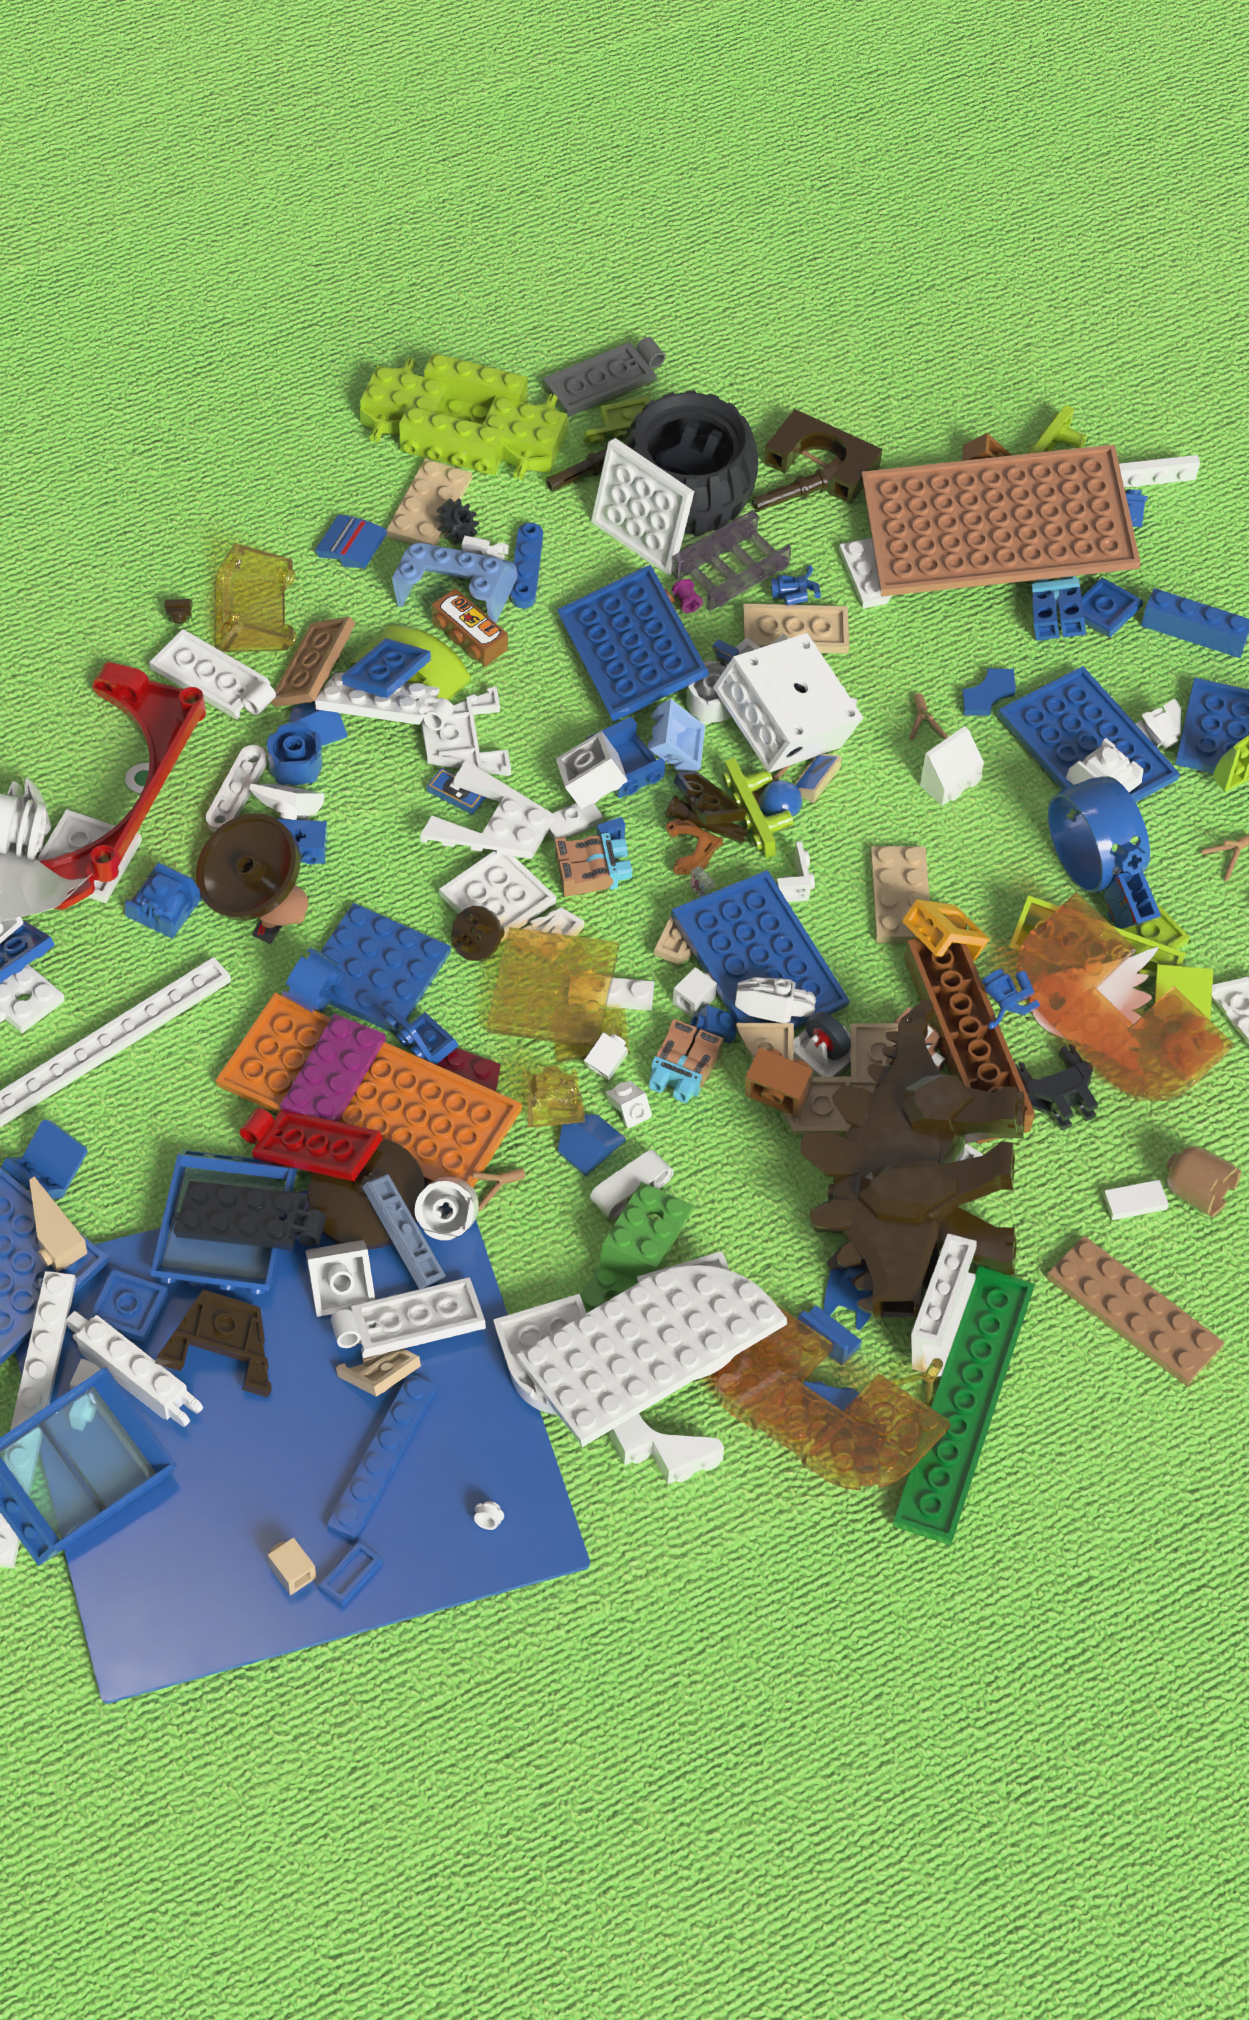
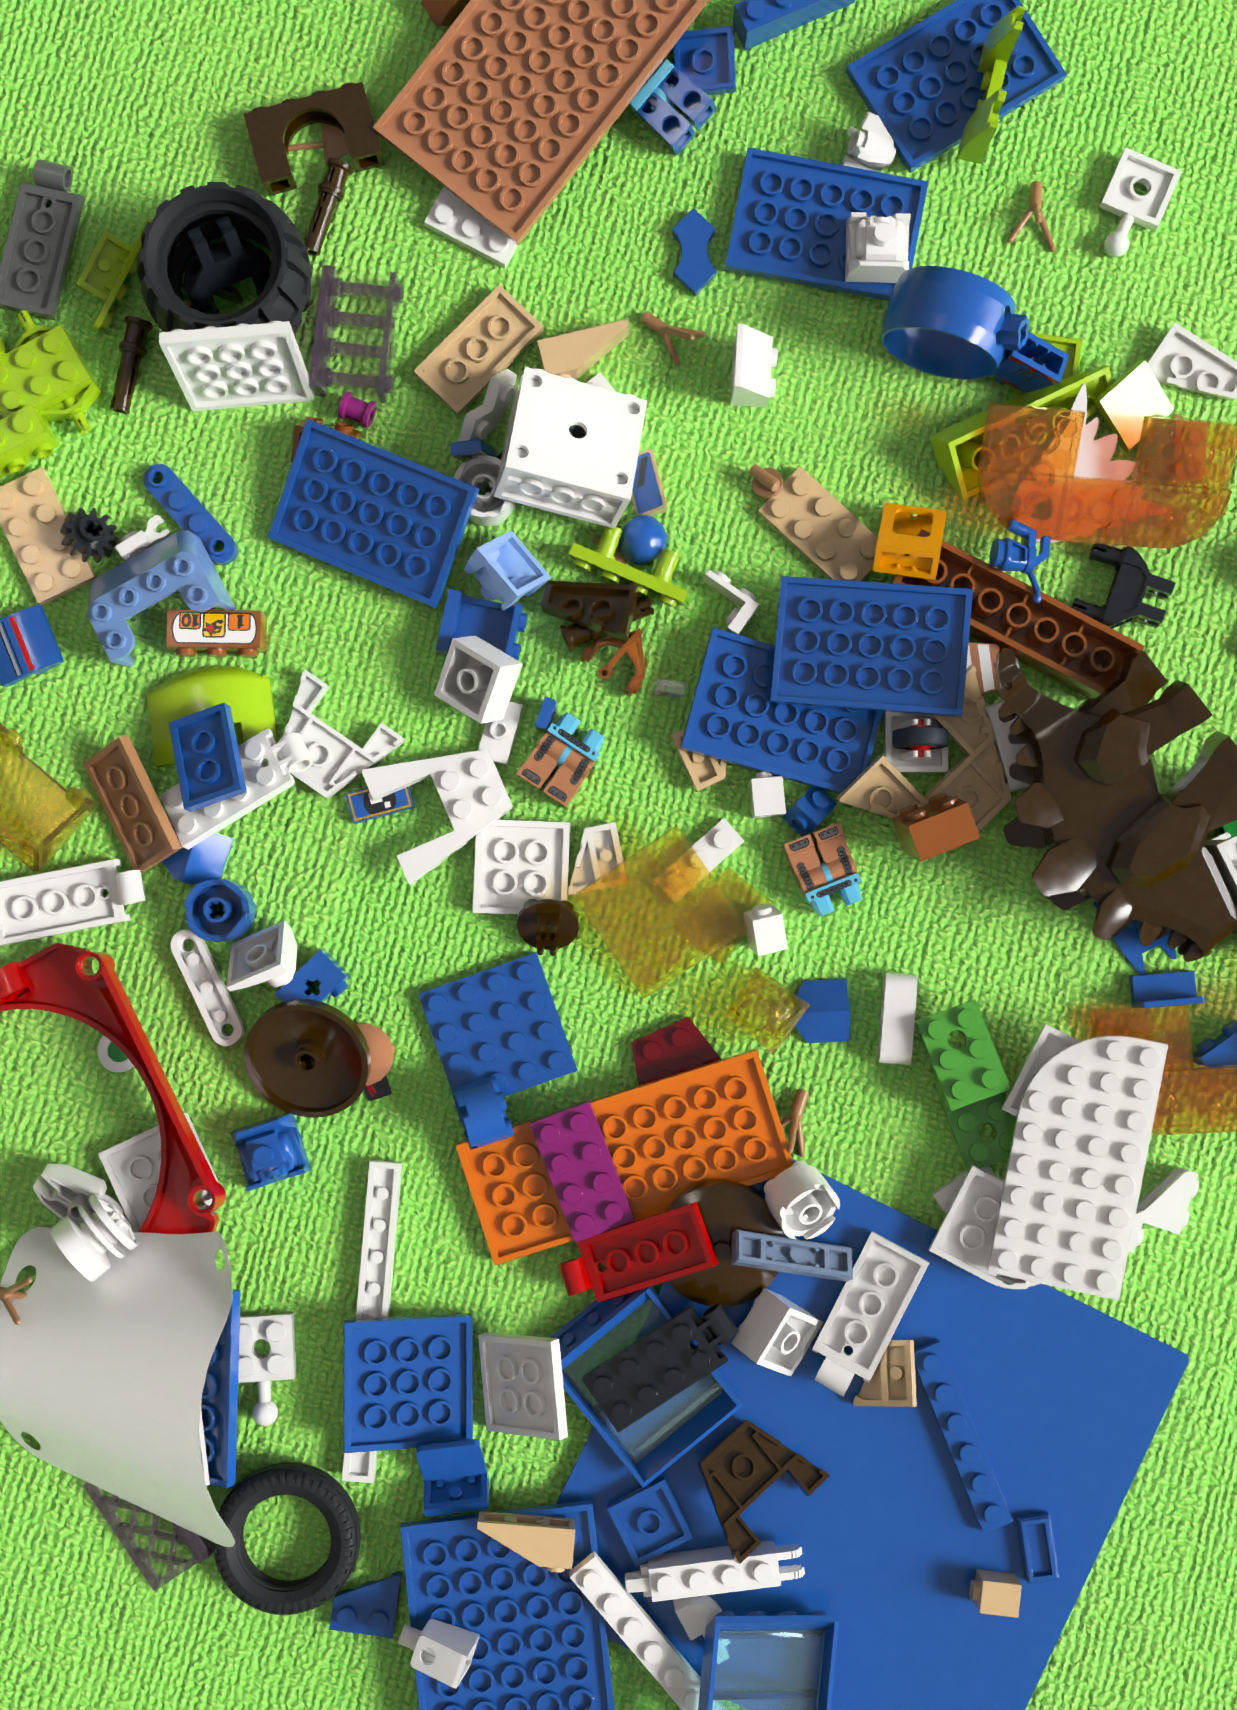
camera: 45 degrees left, 30 degrees up
(86, 1084) = (407, 1381): none -> blue plate
(151, 1150) = (523, 1385): none -> white plate
(423, 1035) = (610, 1066): blue bracket -> none
(488, 1515) = (1086, 1402): white plate -> none
(630, 1102) = (818, 947): white bracket -> none
(774, 999) = (849, 751): white hinge -> none
(793, 588) = (429, 312): blue piece -> none
(854, 956) = (871, 646): none -> blue plate
(863, 678) = (578, 351): none -> tan slope
(894, 836) = (766, 481): none -> medium nougat plate

